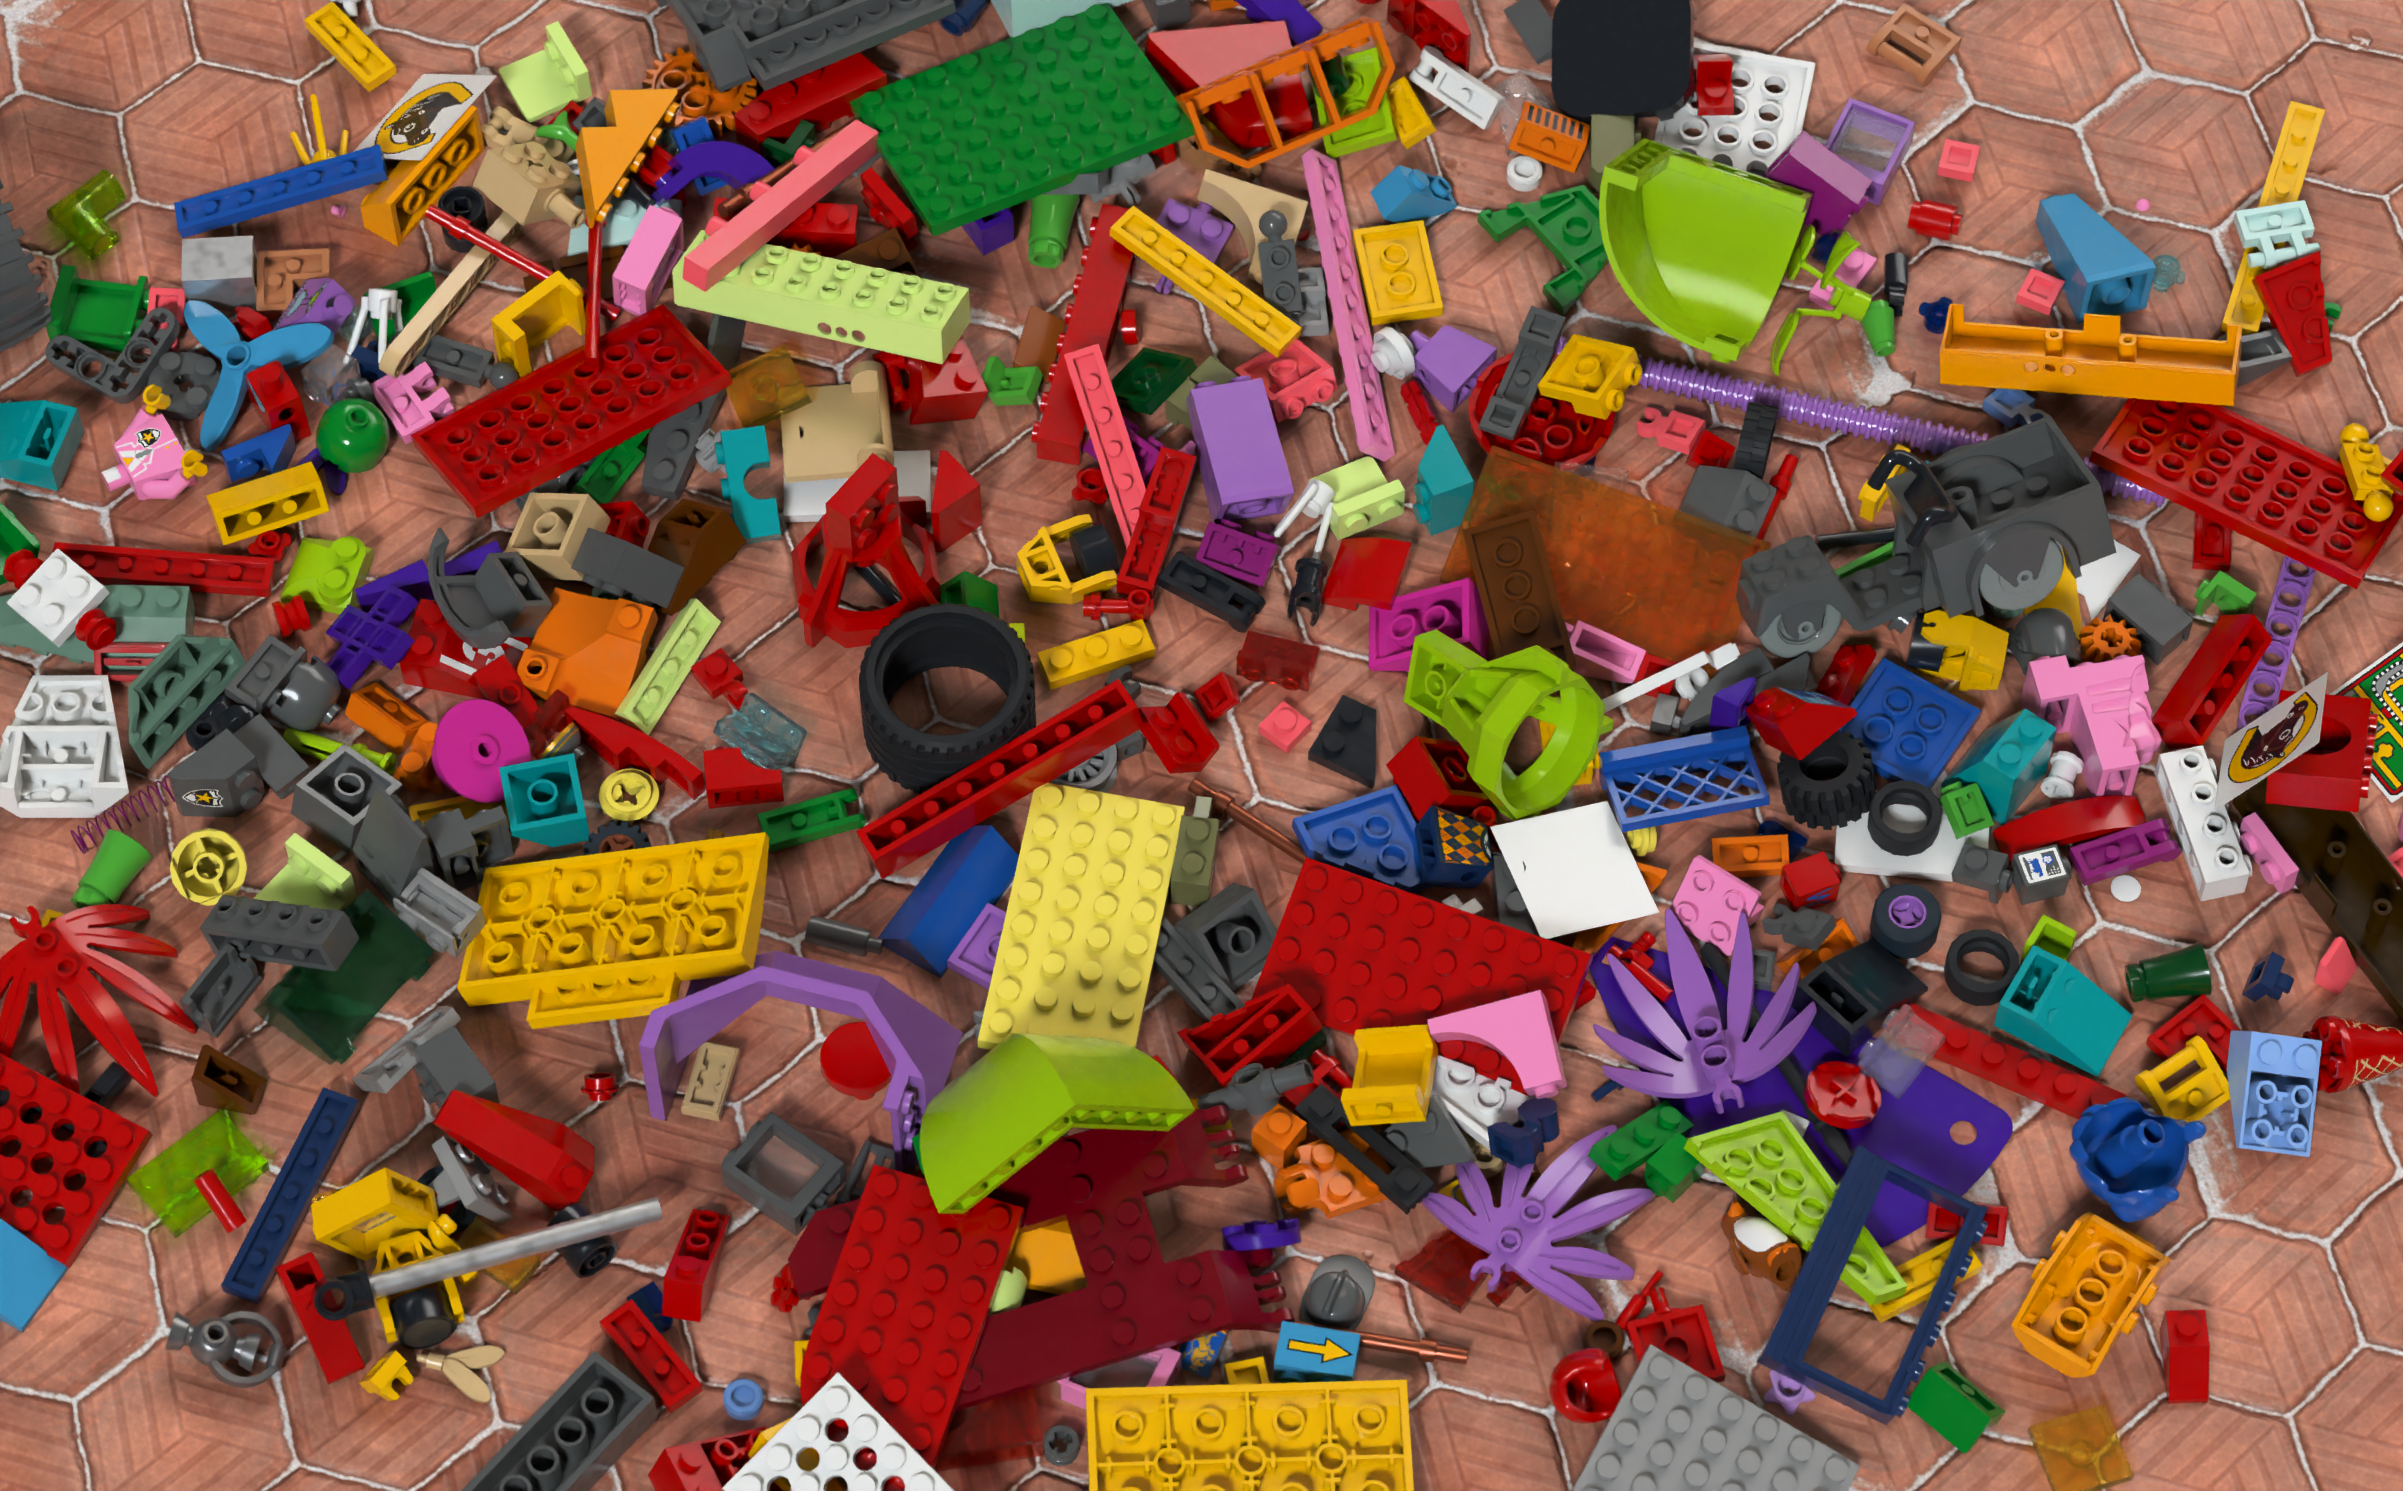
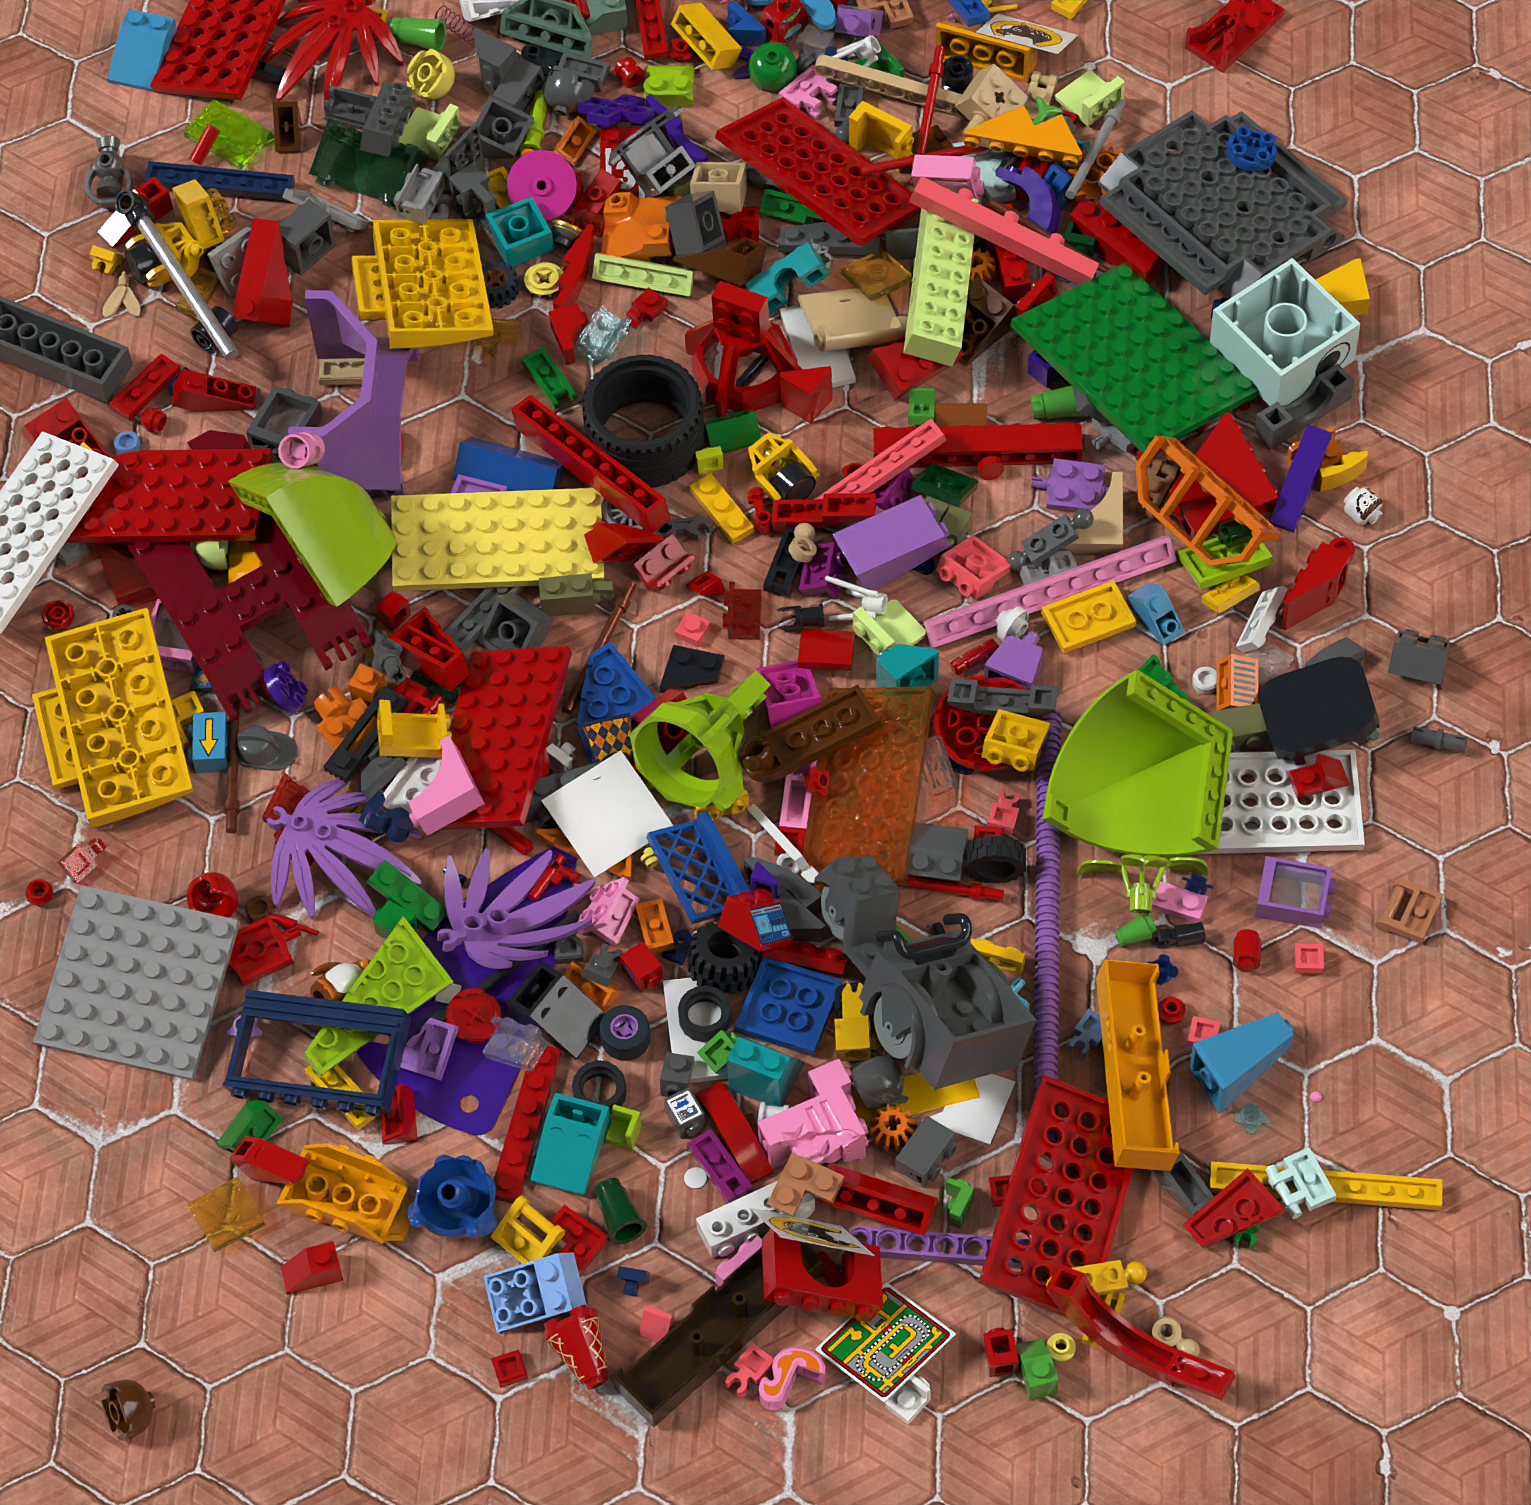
camera: 80 degrees right, 0 degrees up
(602, 60) = (1110, 120): none -> light grey bar
(716, 1353) = (153, 420): none -> red plate
(842, 937) = (466, 415): dark grey cylinder -> none
(940, 1088) = (301, 449): none -> bright pink wheel
(1147, 766) = (619, 542): none -> red slope
(1205, 281) = (1030, 495): yellow plate -> none
(1208, 559) = (802, 547): none -> tan plate
(1590, 614) = (817, 781): none -> red plate
(1664, 715) = (762, 851): flat silver piece -> none
(1834, 182) = (1235, 854): magenta brick -> none
(1890, 1143) = (430, 1049): none -> medium lavender wing
(2001, 310) = (1171, 1017): none -> red plate
(2034, 1367) = (268, 1162): none -> red slope
(2186, 747) = (803, 1176): none -> nougat plate
(2364, 1150) = (509, 1368): none -> red tile

